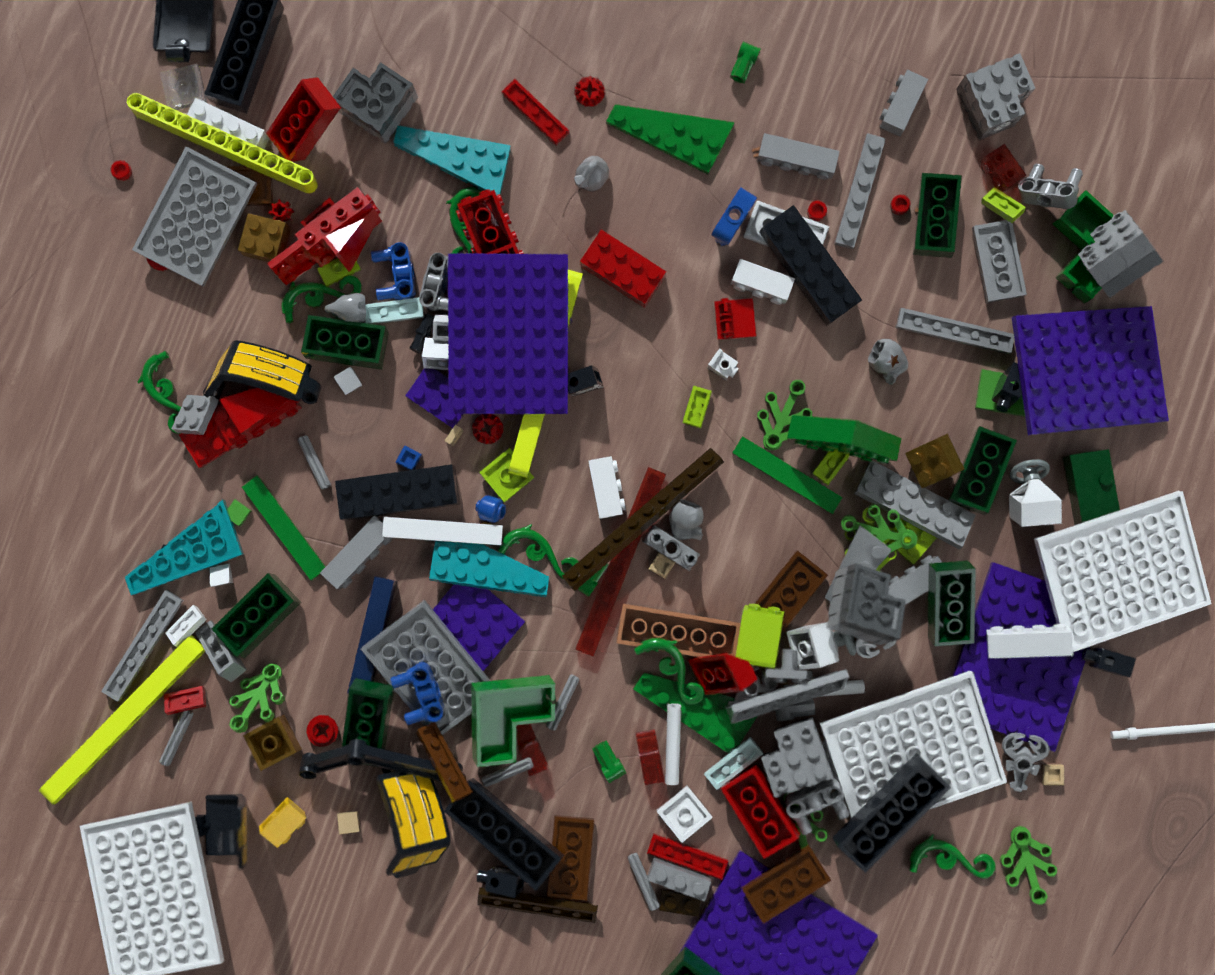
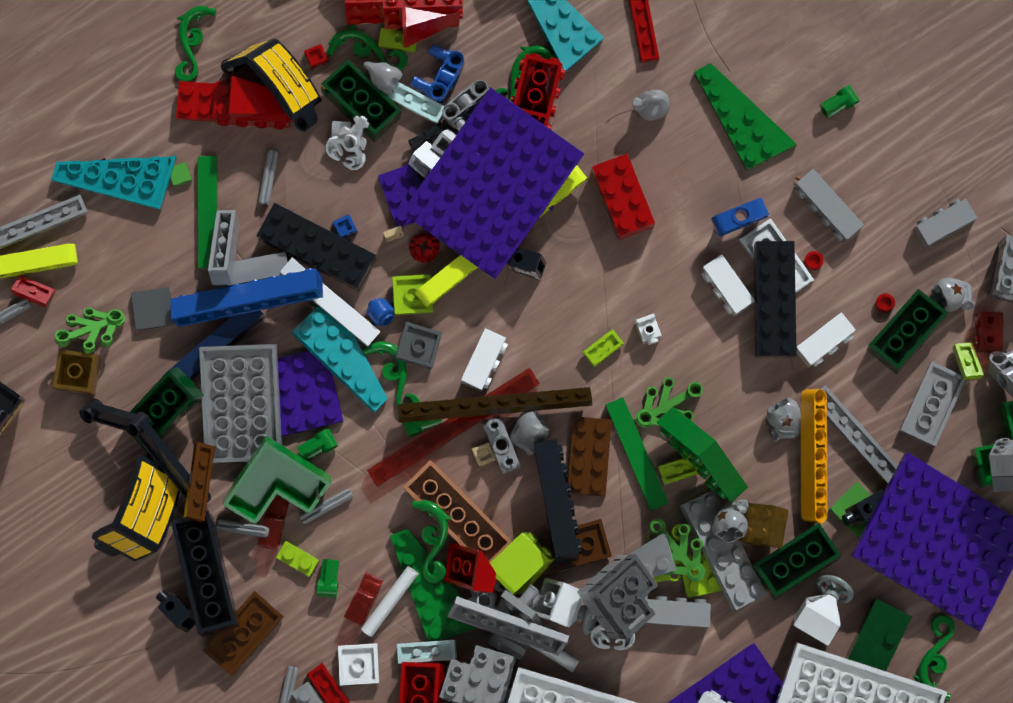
camera: 30 degrees right, 5 degrees down
(185, 625) = (75, 233): white plate -> none
(195, 414) = (203, 74): light grey plate -> none
(220, 575) = (131, 214): white slope -> none
(222, 658) = (87, 273): light grey slope -> none
(256, 615) = (136, 264): dark green brick -> none
(280, 331) = (316, 56): none -> red tile
(282, 822) = (38, 441): yellow brick -> none
(297, 642) = (152, 308): none -> dark grey tile
(313, 729) = (115, 385): red gear -> none
(320, 549) = (224, 247): none -> light grey brick
(348, 822) = (89, 479): tan tile -> none
(363, 384) = (351, 142): none -> white animal
(370, 578) = (246, 297): none -> blue brick
(426, 691) = (226, 416): blue piece -> none
(520, 655) = (321, 443): none -> green piece
(539, 905) = (190, 652): dark brown plate -> none
(542, 514) = (418, 345): none -> dark grey tile
(570, 763) = (297, 559): none -> lime plate
(595, 97) = (699, 47): red gear -> none
(735, 318) = (685, 299): red hinge -> none
(749, 505) = (589, 456): none -> reddish brown plate
(752, 563) = (558, 507): none -> black brick
(860, 191) = (859, 269): light grey plate -> none
(875, 270) = (825, 340): none -> white brick
(907, 477) = (730, 521): none -> light grey piece
(934, 373) = (814, 456): none -> light orange beam
(951, 603) = (693, 648): dark green brick -> none
(952, 158) = (952, 294): none -> light grey piece
(1142, 467) = (931, 654): none -> green plant

